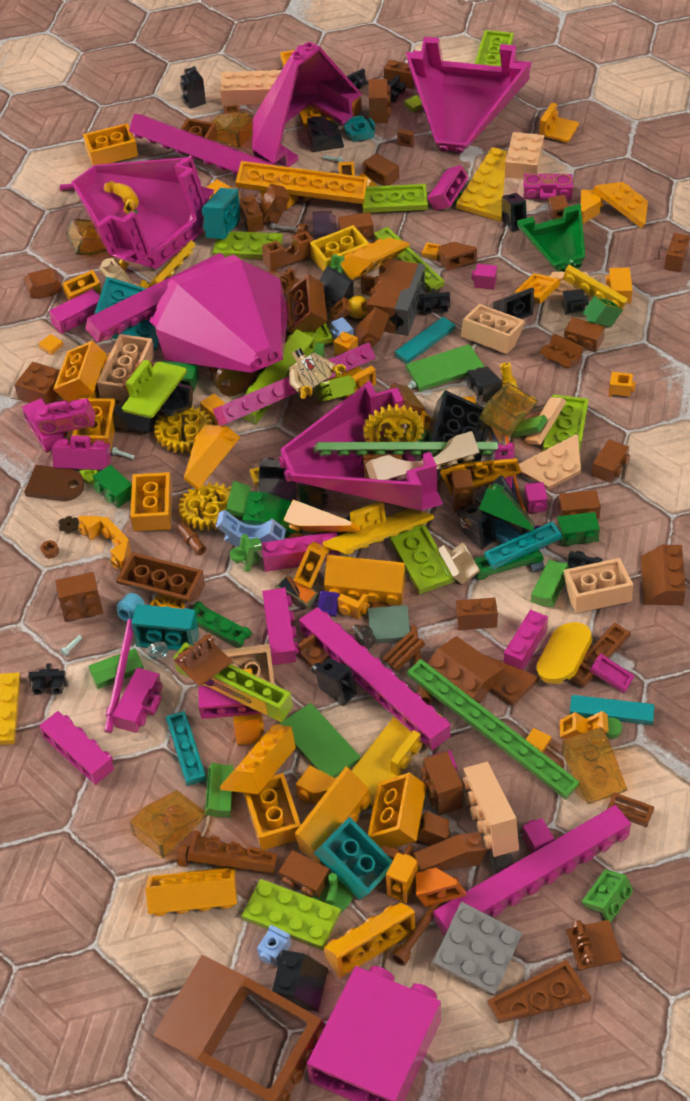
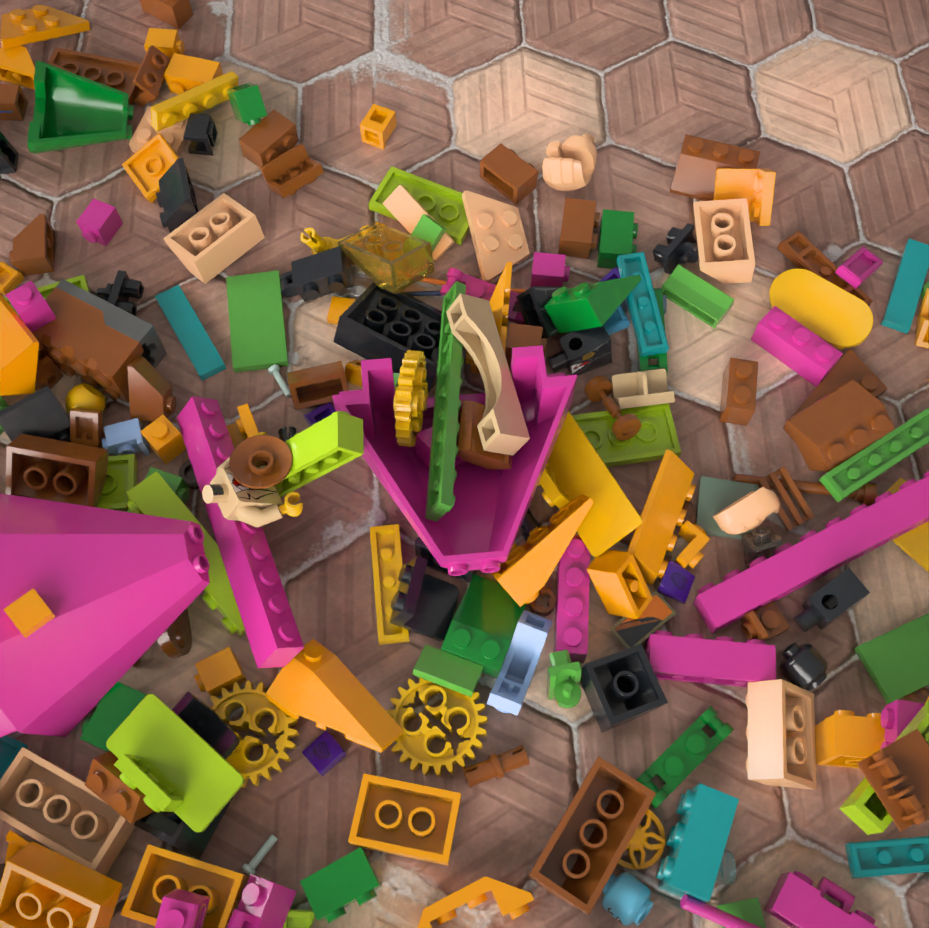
camera: 80 degrees left, 15 degrees up
(178, 465) = (324, 753): none -> dark purple slope
(207, 299) = (29, 613): none -> light orange tile
(247, 578) = (621, 687): none -> black slope
(288, 673) = (803, 665): none -> black head
(323, 367) = (257, 452): none -> dark orange dish
(382, 622) = (747, 511): none -> light nougat piece
(396, 254) = (31, 306): none -> dark pink brick
(423, 551) = (625, 426): none -> dark orange wheel
(602, 244) = (101, 69): none -> dark orange wing
(603, 261) = (150, 76): none -> dark orange bracket
(633, 492) = (570, 163): none -> light nougat piece
(639, 263) = (165, 40): none -> light orange brick
(646, 592) = (753, 184): none -> light orange bracket

